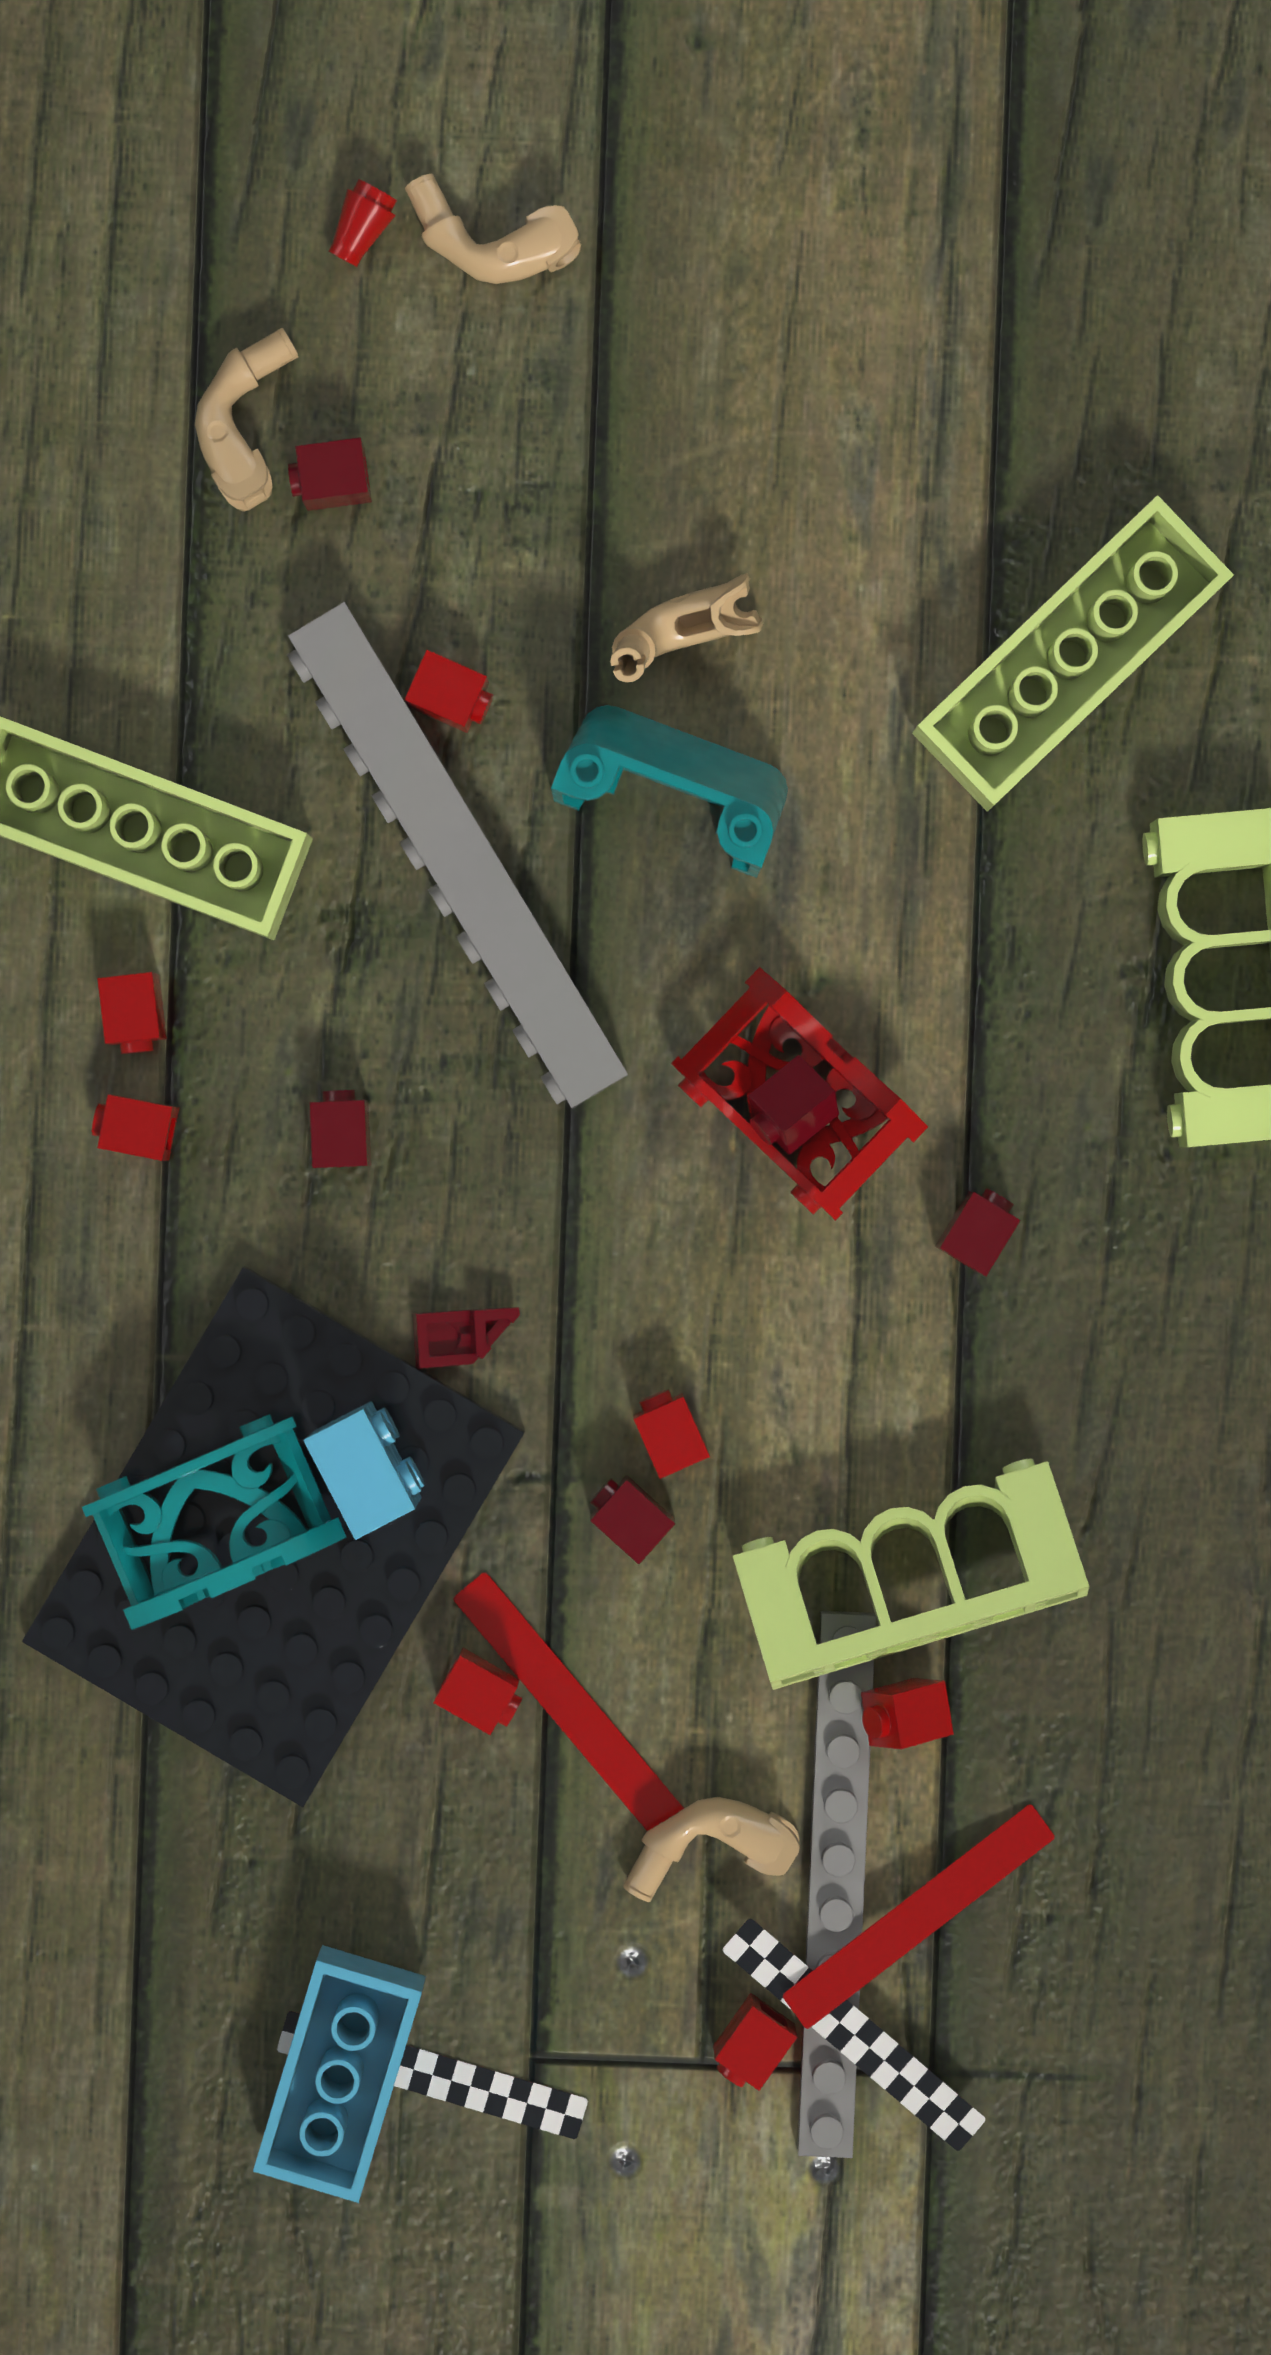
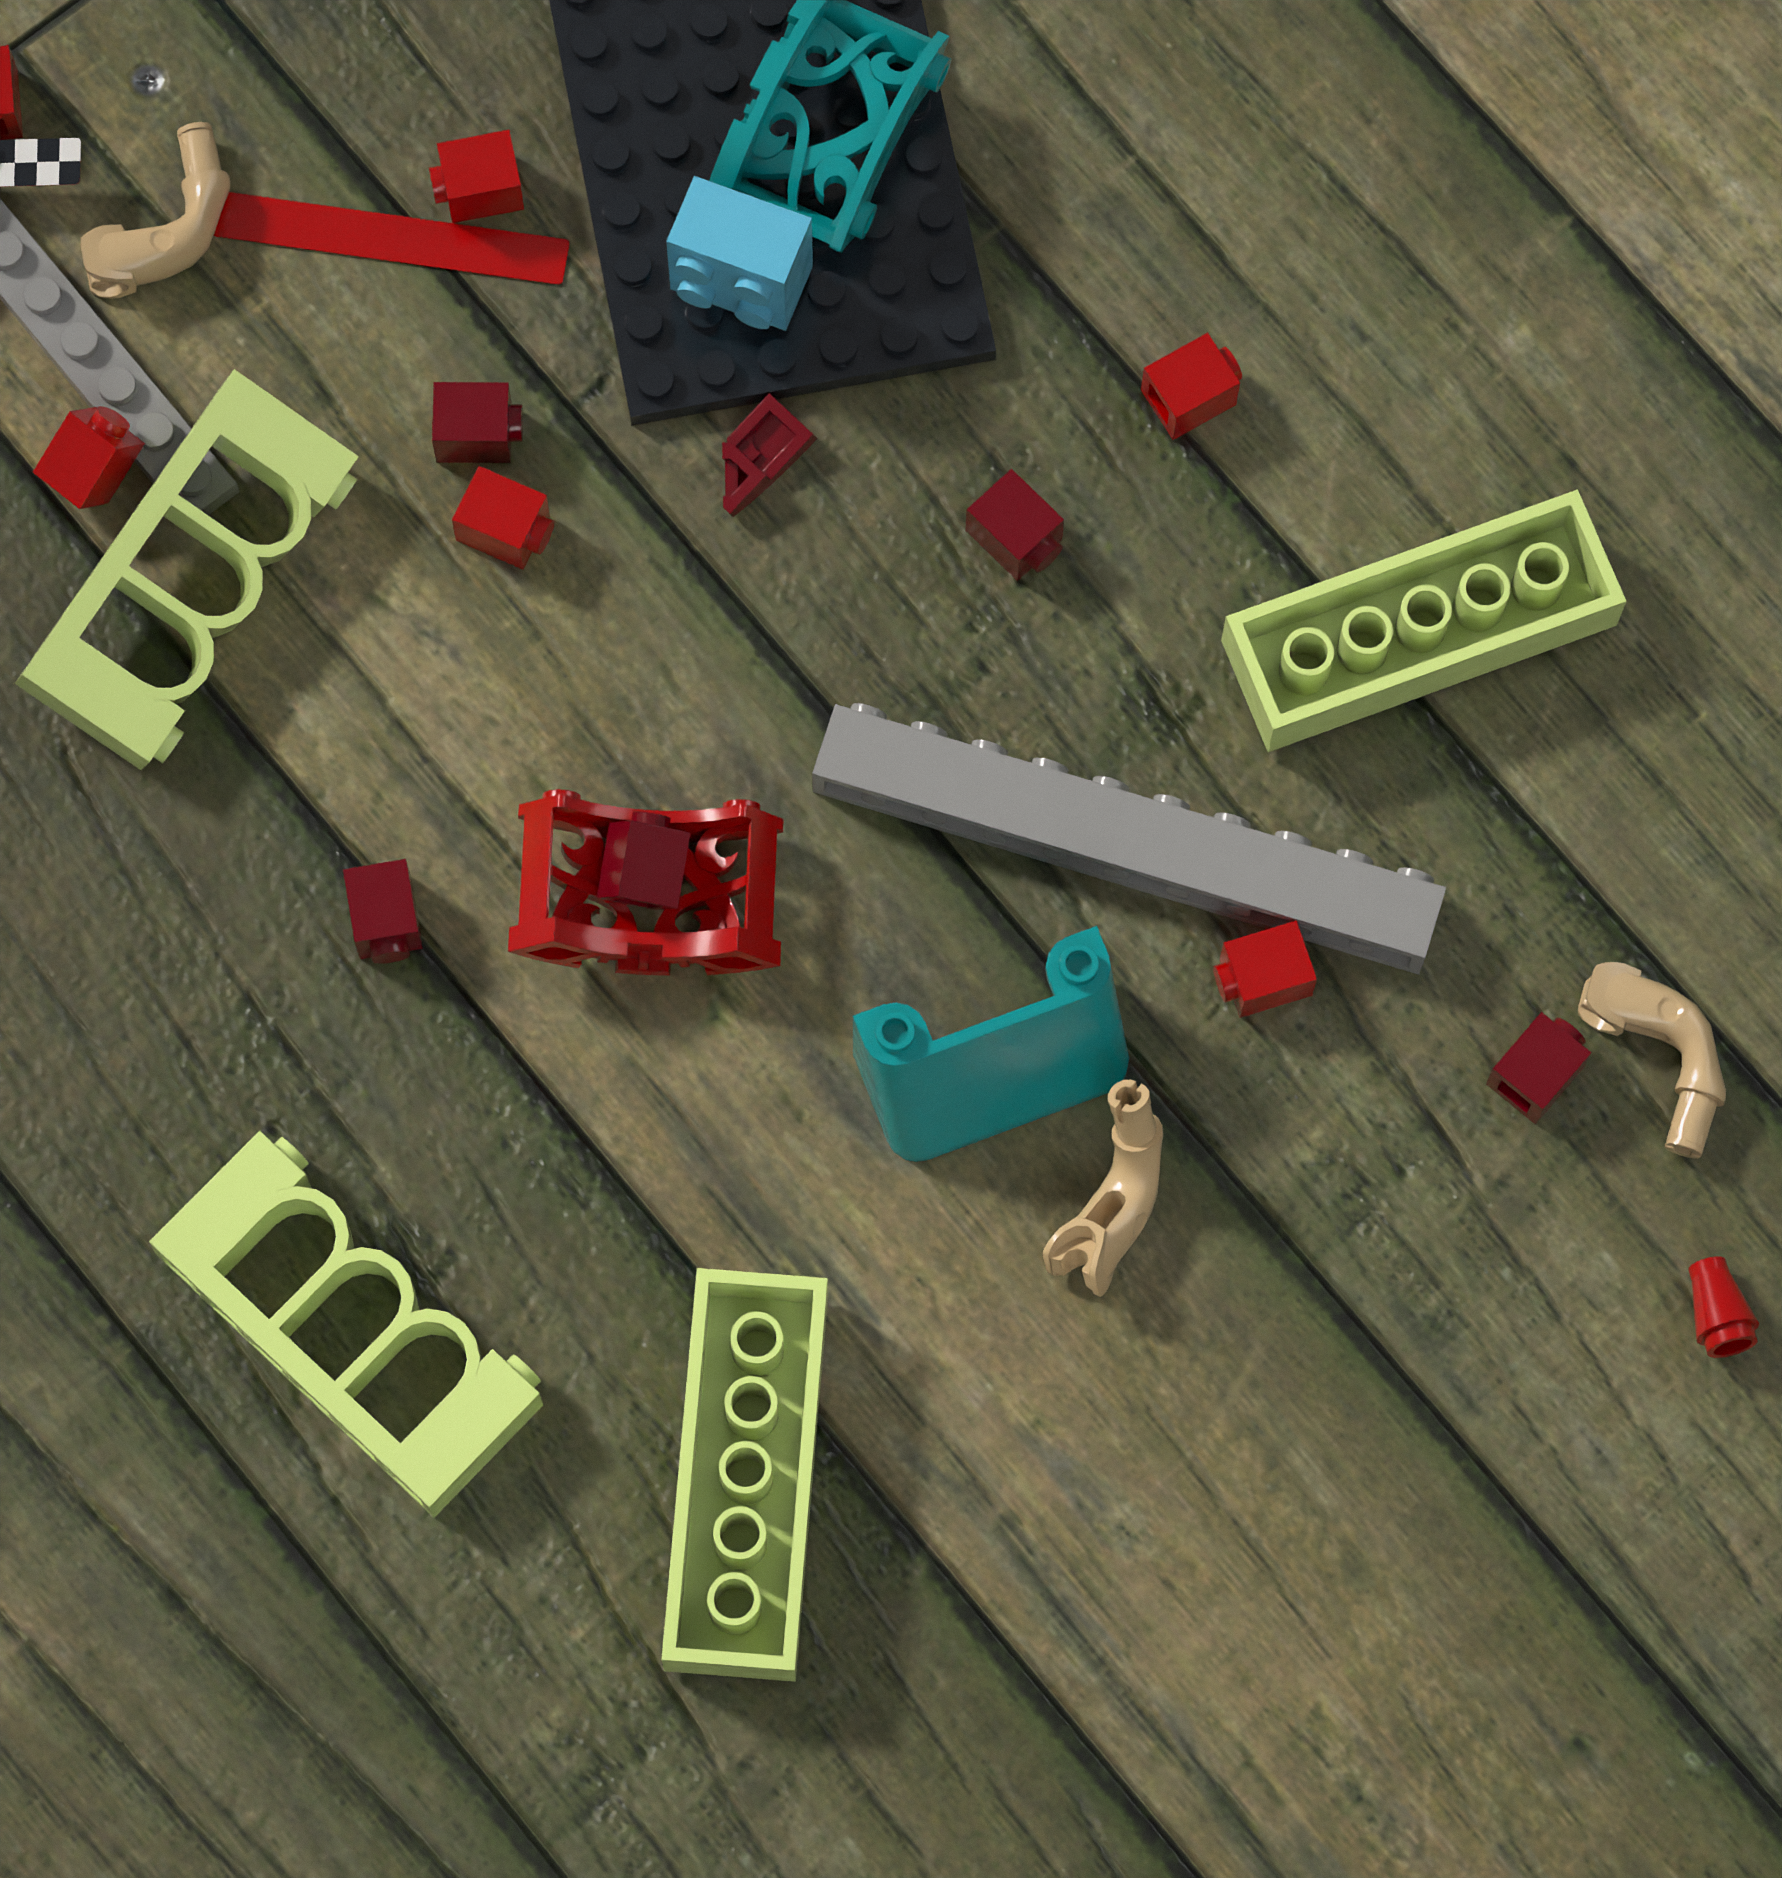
camera: 140 degrees right, 15 degrees down
(132, 1011) = (1285, 475): red brick -> none
(542, 244) = (1545, 1428): tan piece -> none

